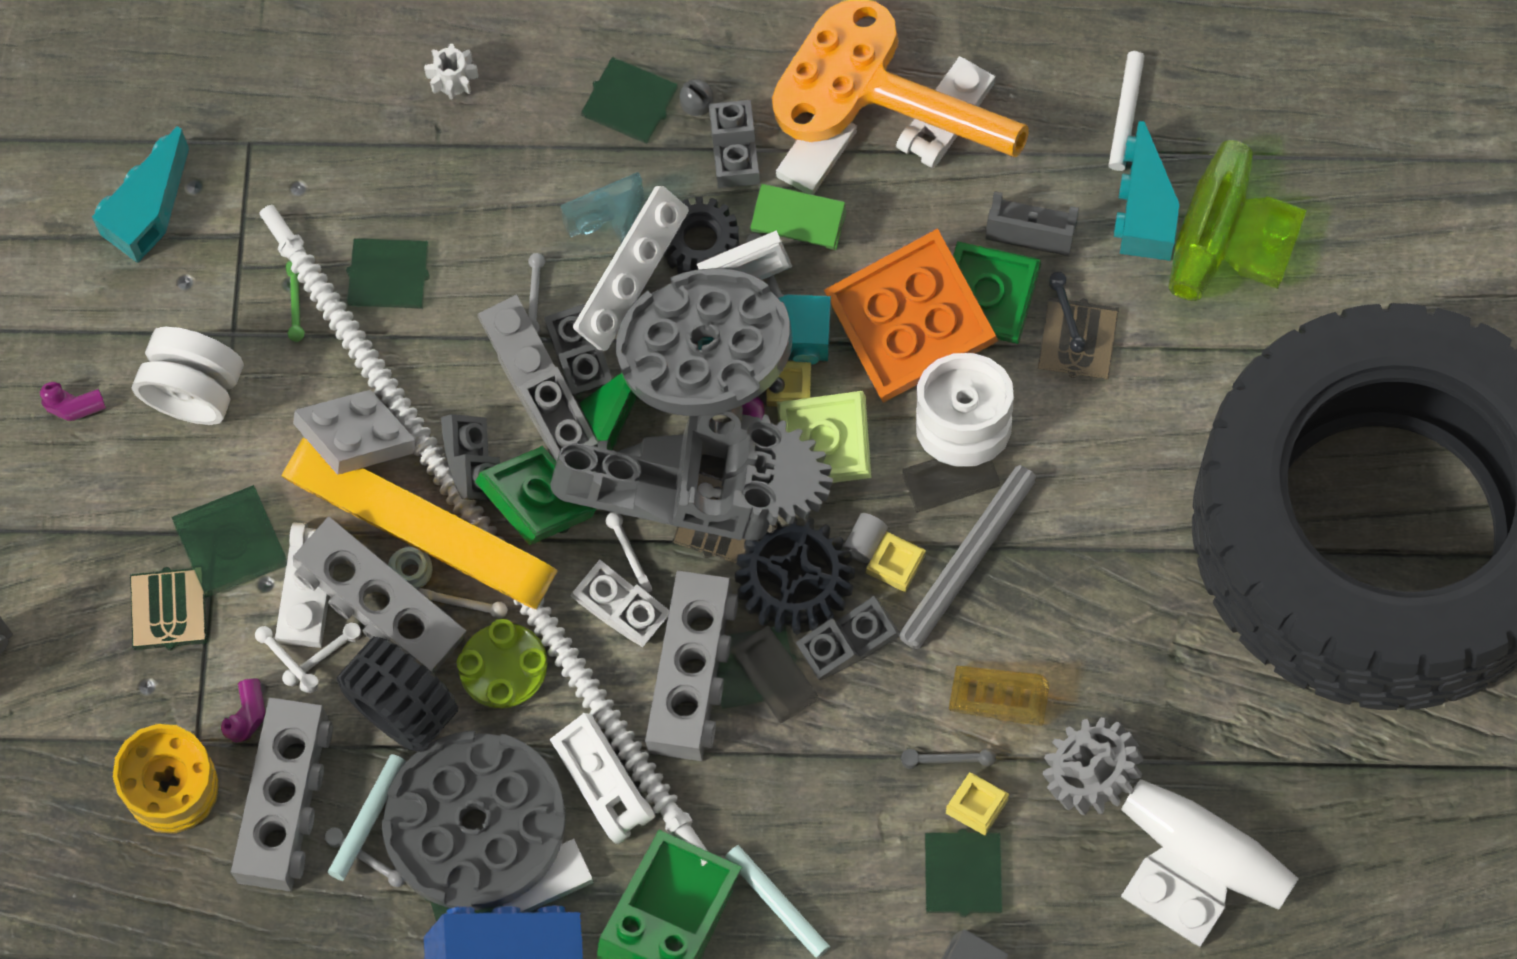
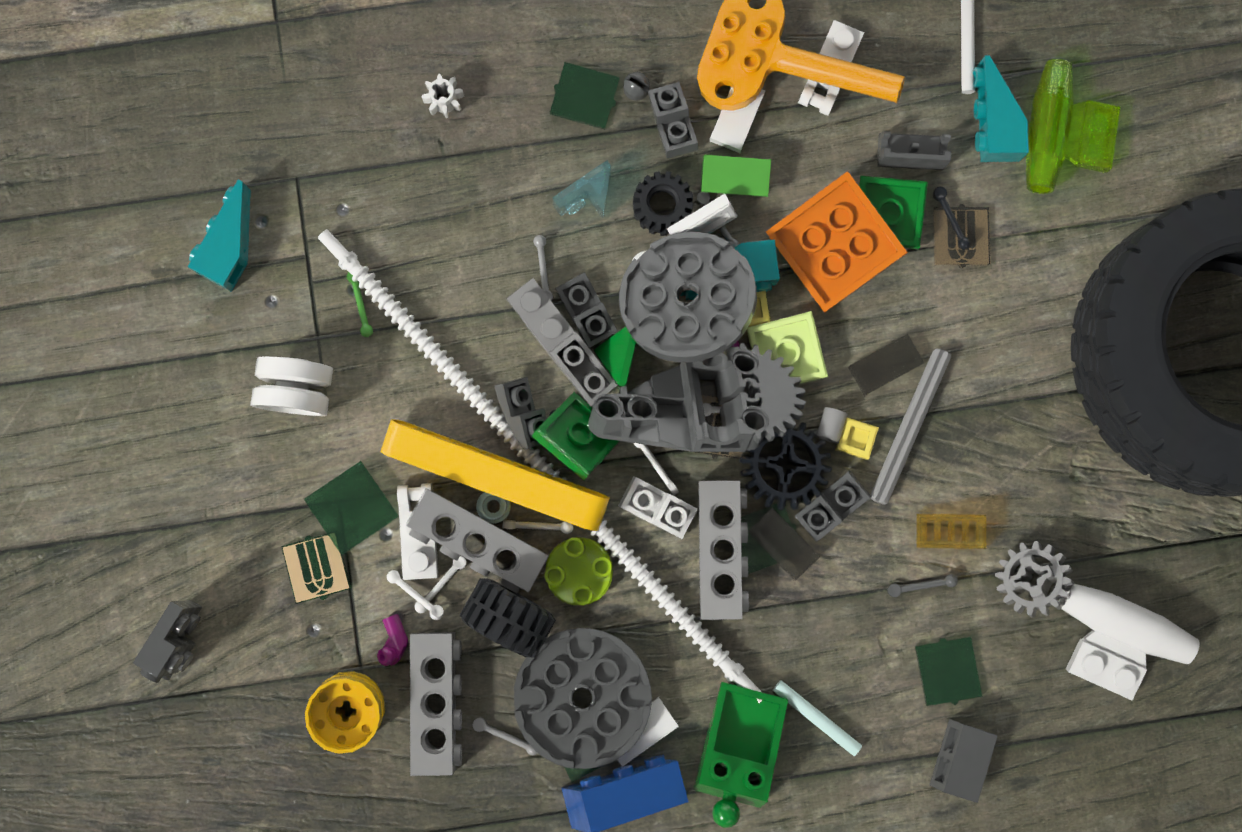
camera: 15 degrees left, 15 degrees up
(68, 406) = (204, 419): magenta arm -> none
(354, 432) = (430, 410): light grey plate -> none
(365, 819) = (501, 707): light aqua bar -> none
(387, 273) = (426, 269): clear green piece -> none
(601, 777) = (671, 648): white plate -> none
(631, 268) = (615, 241): white bracket -> none
(964, 409) = (892, 314): white wheel -> none
(977, 803) = (951, 618): light yellow tile -> none

